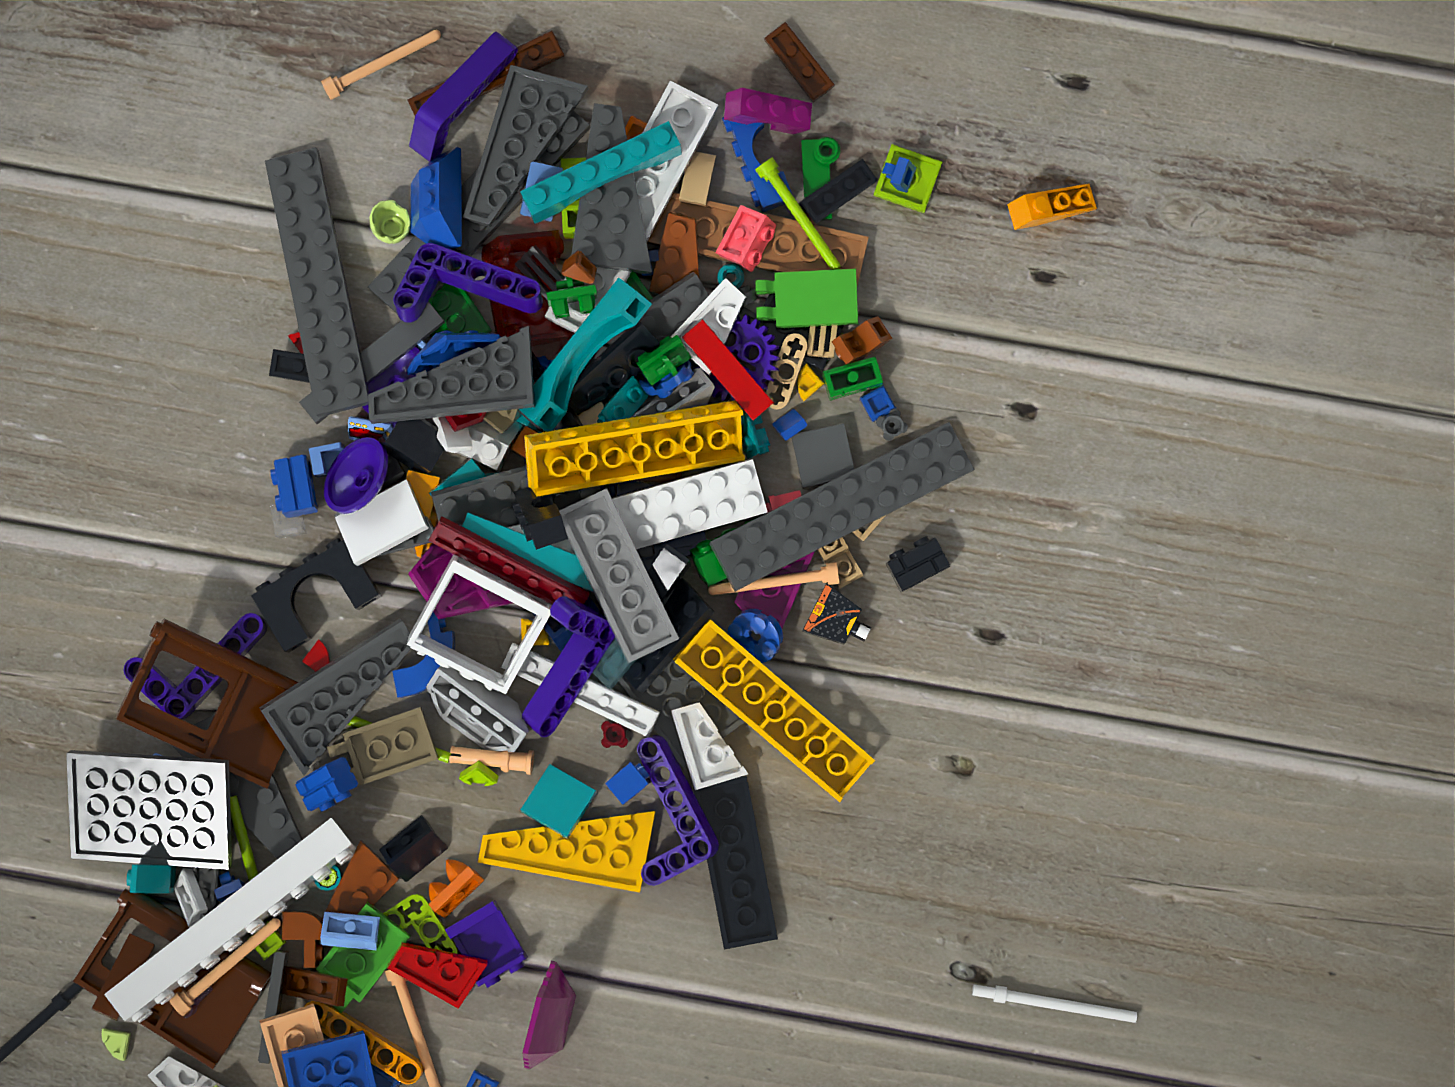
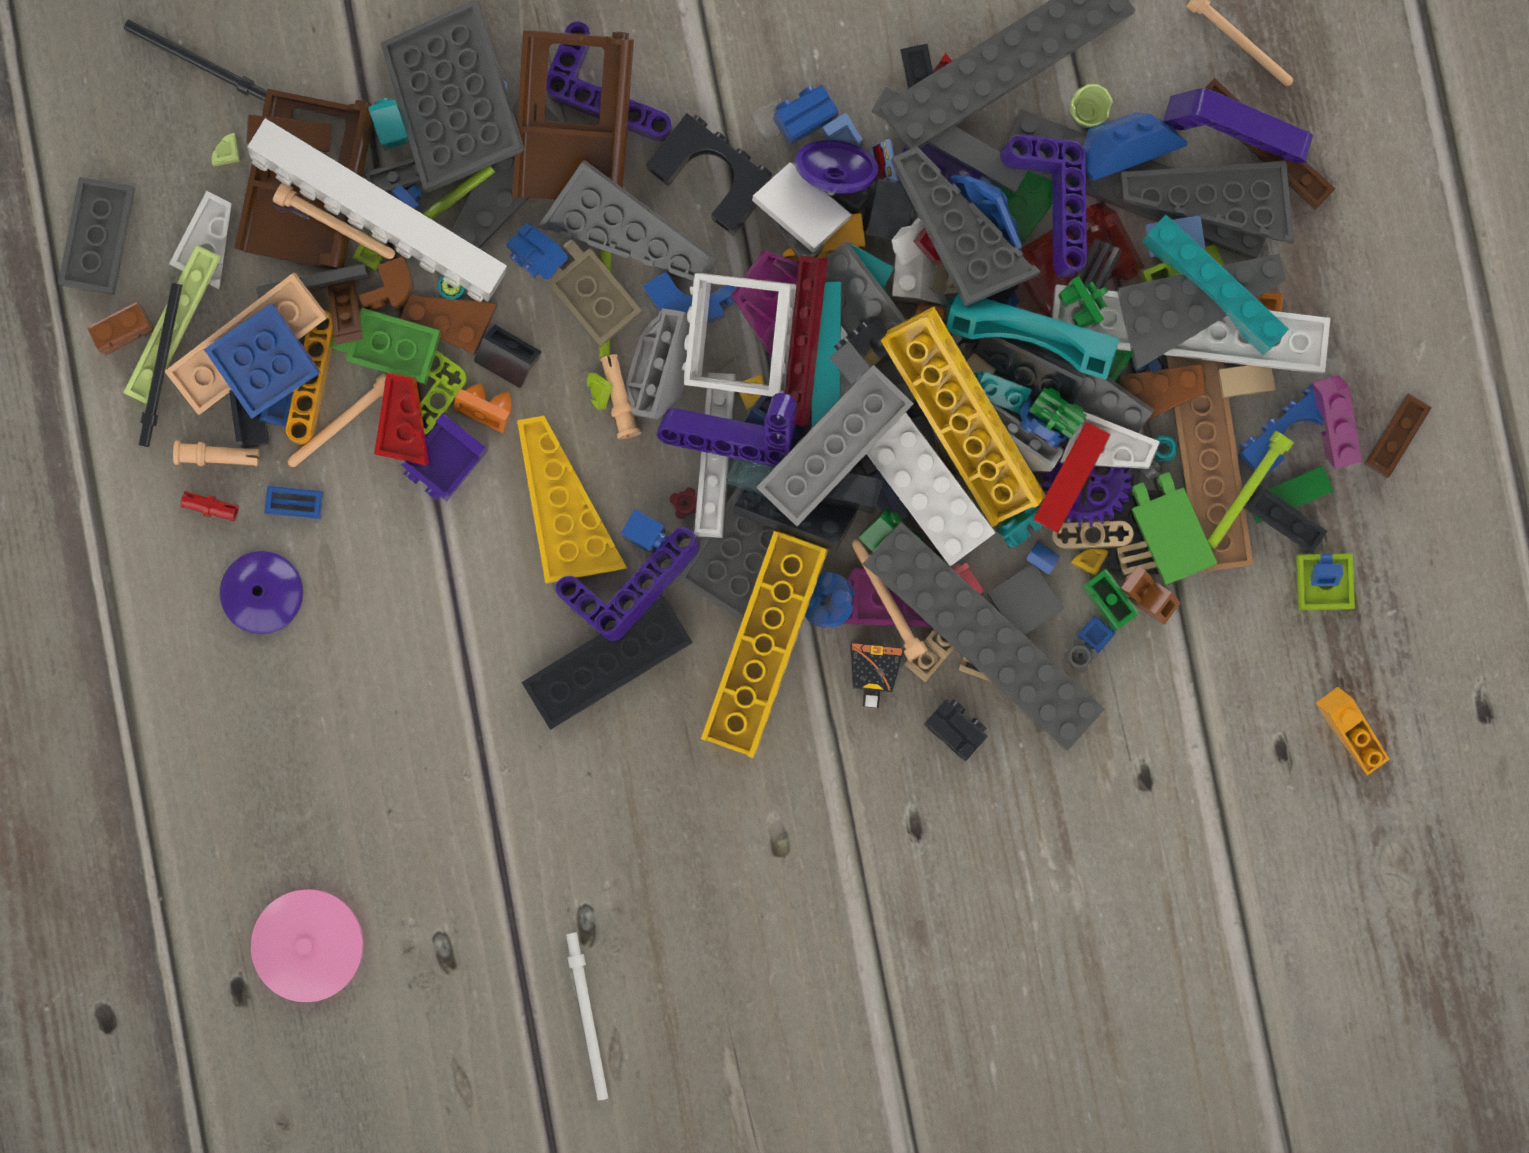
camera: 70 degrees right, 0 degrees up
(190, 897) = (385, 165): white tile -> none
(317, 656) = (653, 197): red tile -> none
(350, 930) = (408, 325): light blue slope -> none
(549, 1018) = (395, 540): magenta wedge -> none
(558, 801) = (602, 474): teal tile -> none
(579, 268) = (1114, 299): dark orange slope -> none
(705, 751) = (703, 591): white wing -> none
(746, 238) = (1206, 448): coral bracket -> none
(826, 142) = (1327, 487): green plate -> none

